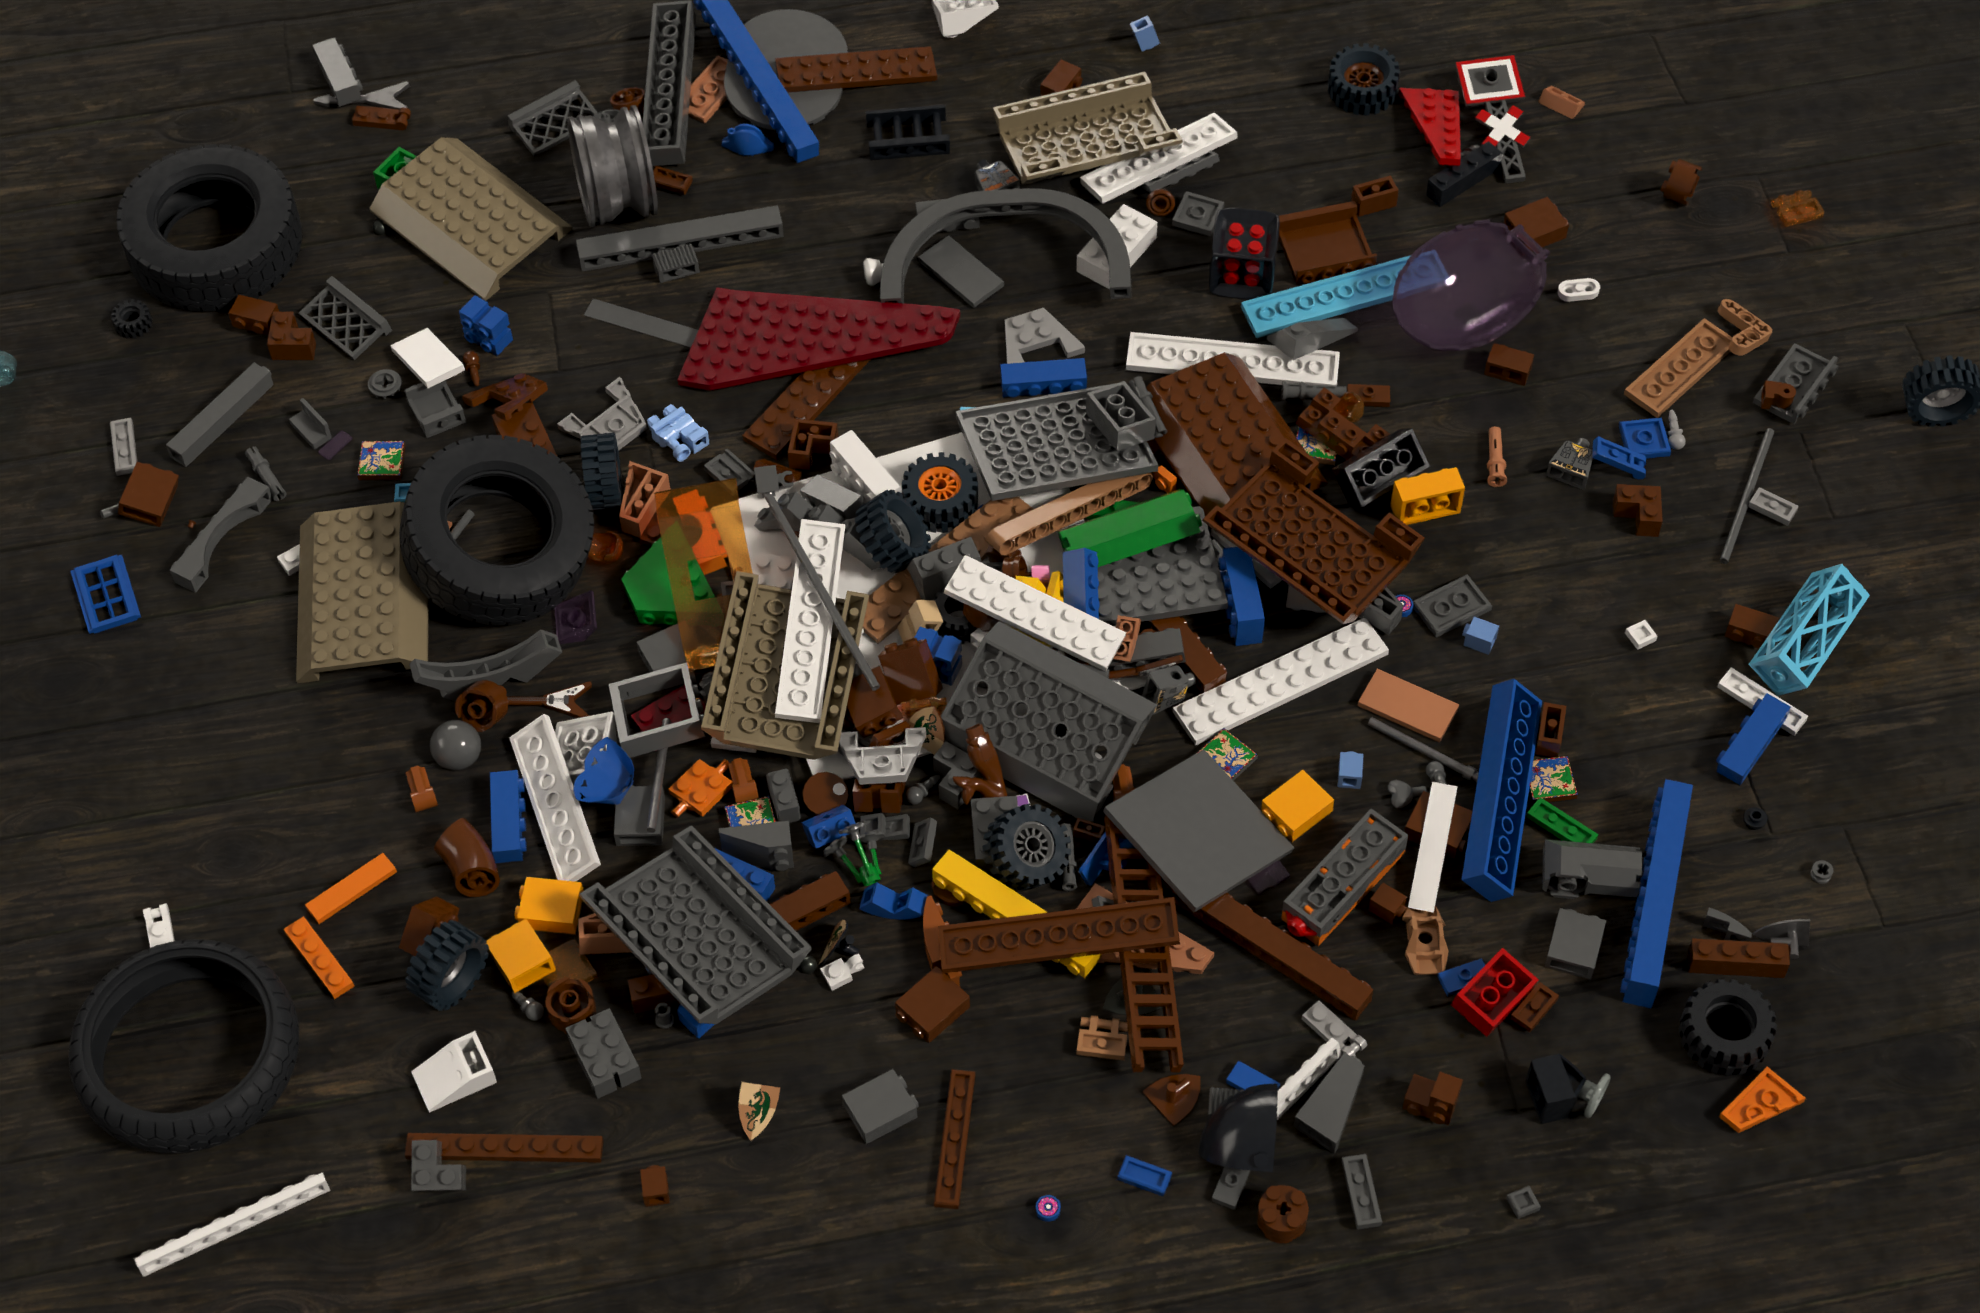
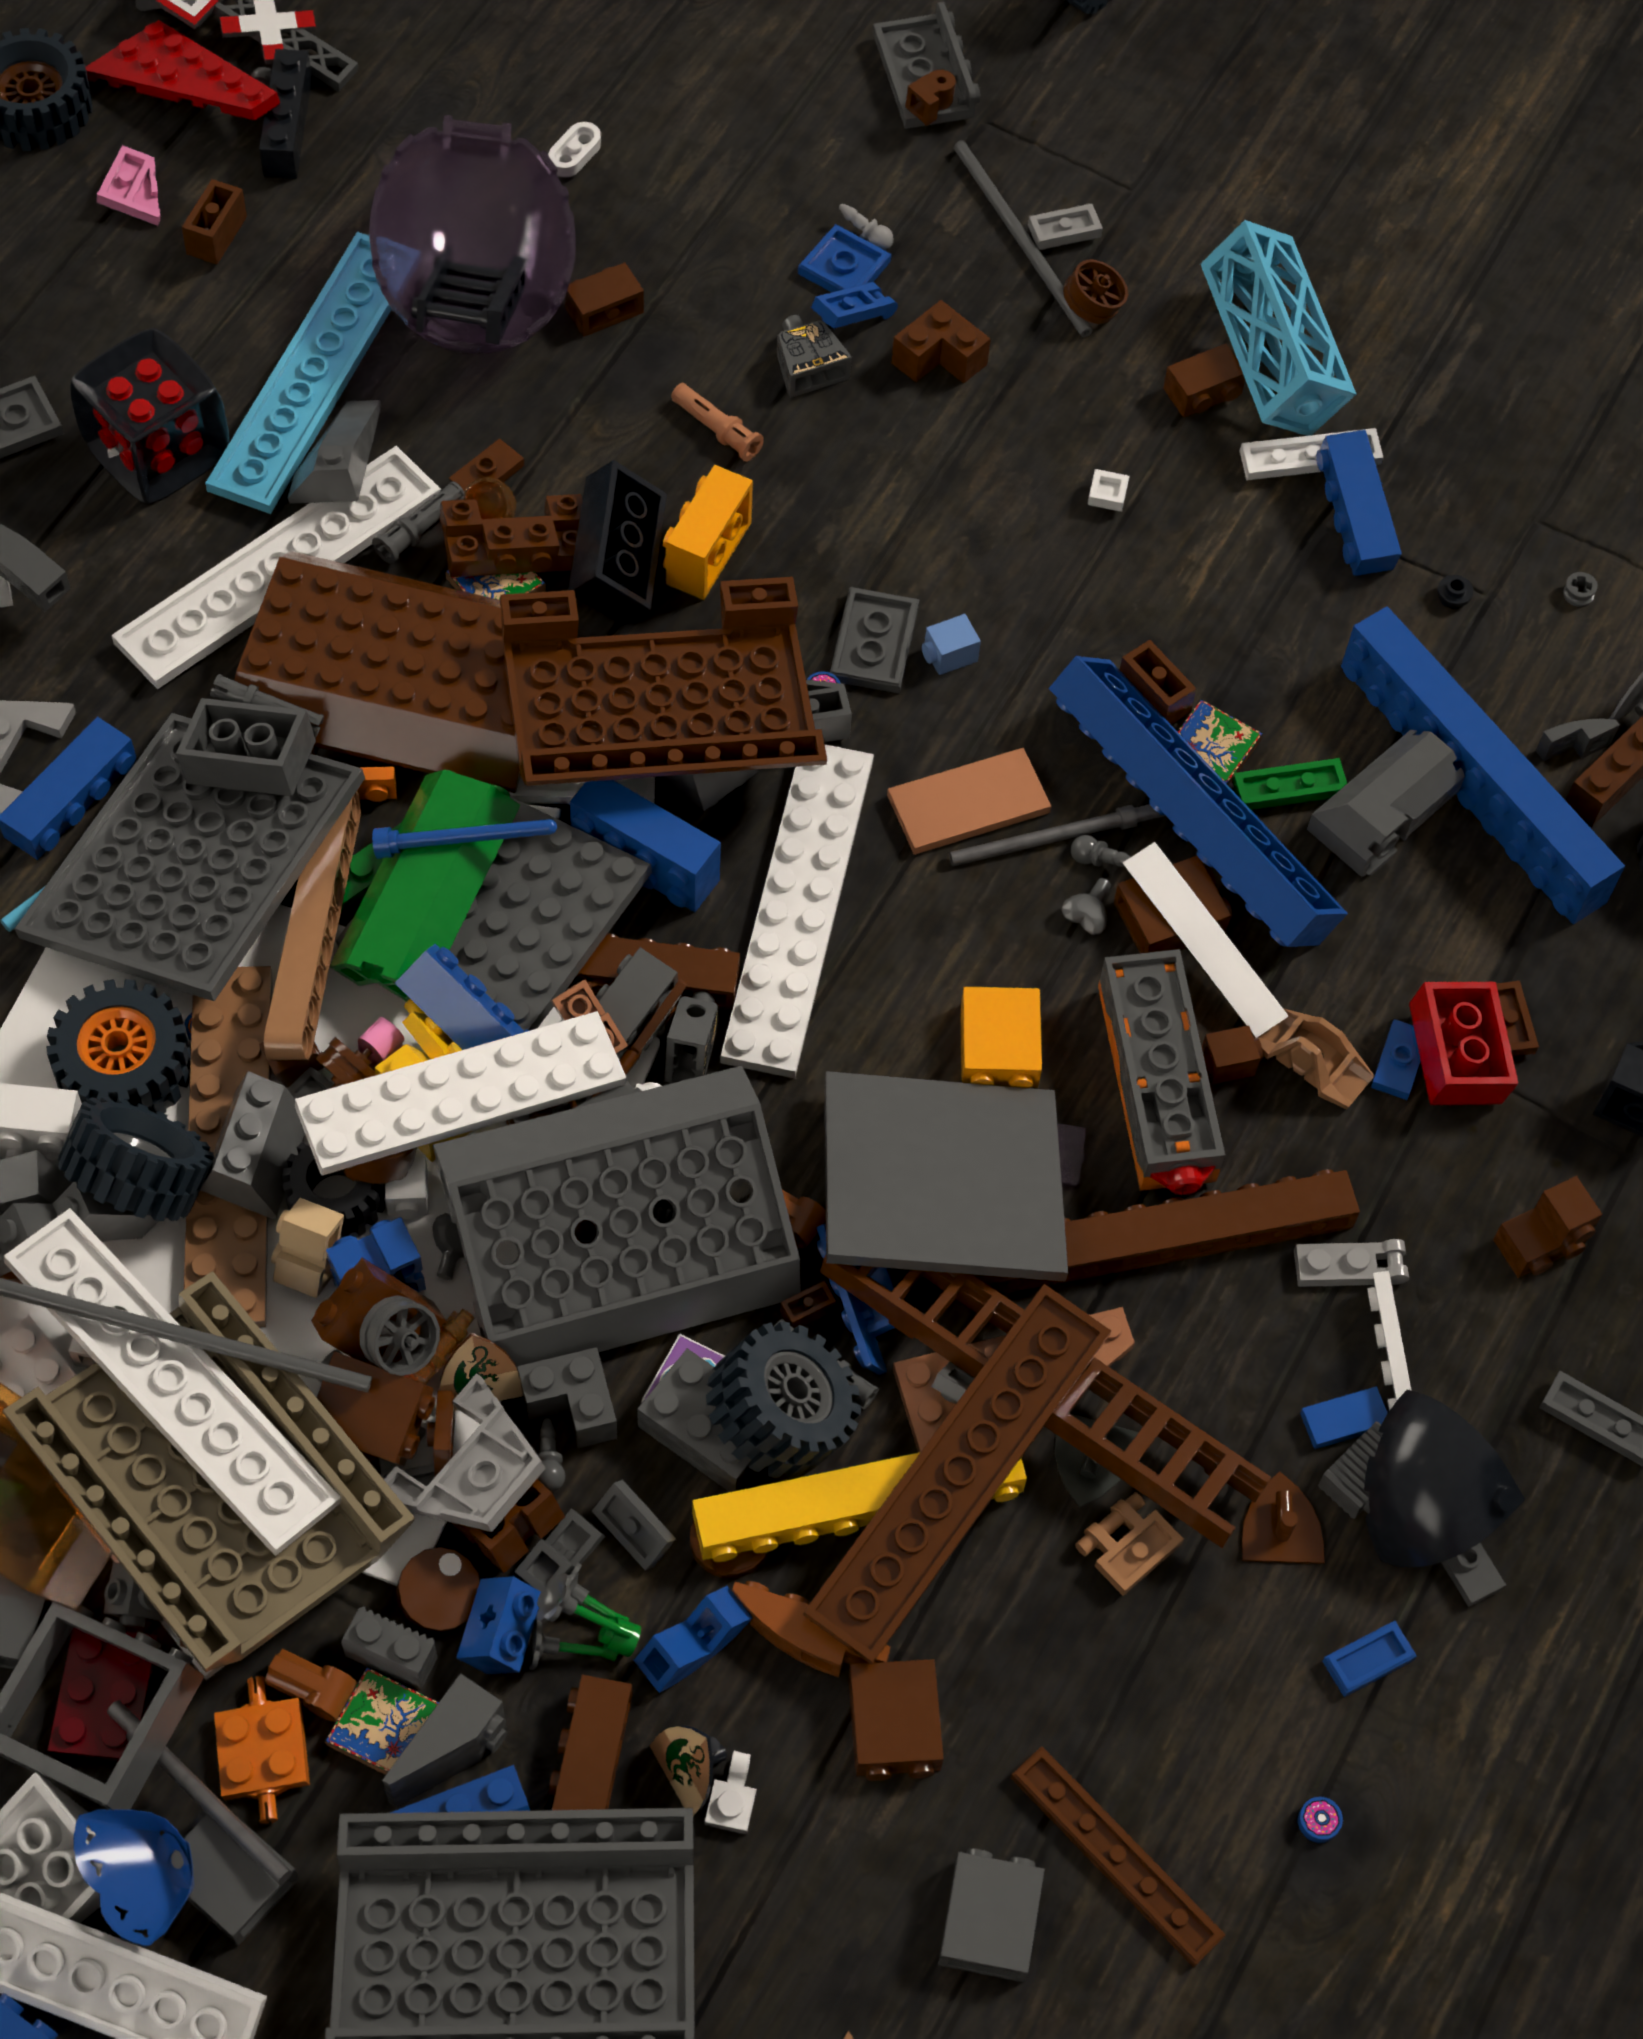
camera: 55 degrees left, 5 degrees up
(906, 680) = (399, 1335): none -> dark grey wheel
(986, 761) = (606, 1342): reddish brown piece -> none
(1128, 499) = (390, 841): none -> blue piece
(1230, 753) = (846, 1048): tile -> none
(1289, 1202) = (1588, 1534): reddish brown brick -> none
(1324, 242) = (226, 324): reddish brown panel -> none
(1329, 1106) = (1455, 1348): dark grey slope -> none
(1350, 770) = (1005, 937): medium blue brick -> none
(1360, 154) = (132, 186): none -> bright pink wing
(1439, 325) = (497, 308): none -> black fence
(1540, 222) = (437, 94): reddish brown brick -> none
(1575, 943) = (1462, 904): dark grey brick -> none
(1679, 368) = (789, 150): medium nougat plate -> none
(1747, 544) = (1092, 288): none -> reddish brown wheel
(1753, 332) = (816, 41): medium nougat beam -> none

